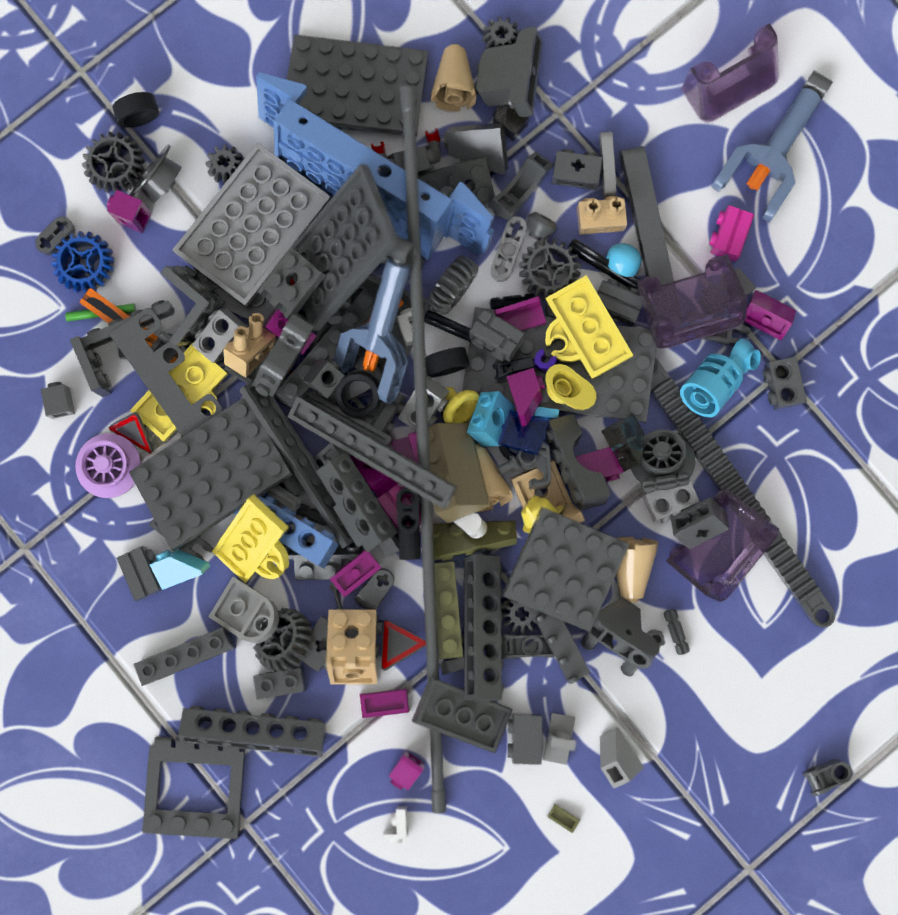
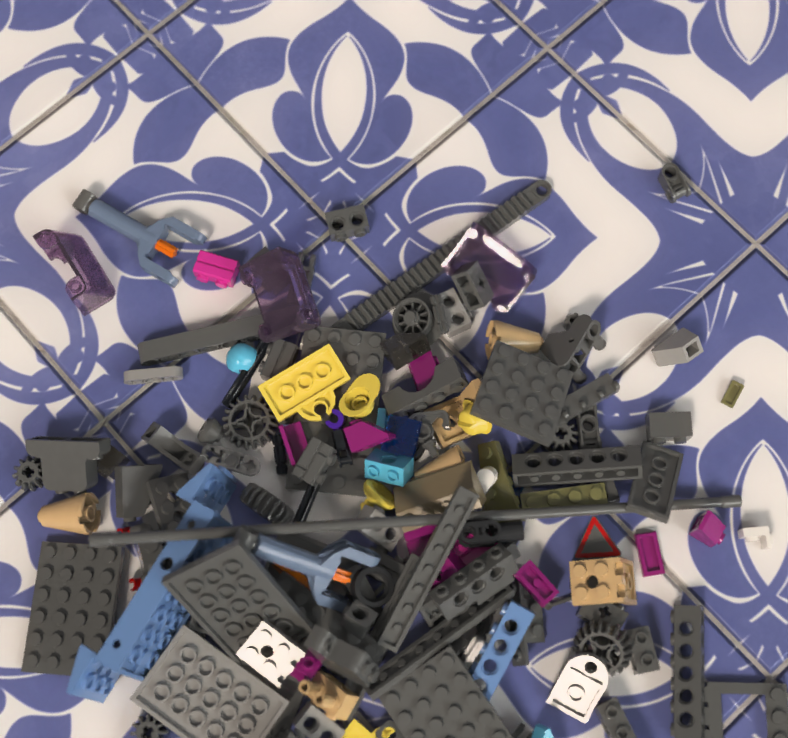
camera: 90 degrees left, 10 degrees down
(254, 543) = (516, 678): light yellow plate -> none
(372, 593) = (552, 567): dark grey piece -> none
(405, 326) = (309, 544): white bracket -> none
(446, 362) = (337, 504): black tyre -> none
(559, 738) = (665, 399): light grey bracket -> none
(565, 173) = (162, 411): dark grey brick -> none
(601, 215) = (200, 377): tan brick -> none
(676, 631) = (564, 305): dark grey axle -> none
(719, 378) = (347, 275): medium azure cylinder -> none
(769, 315) = (288, 234): magenta panel -> none

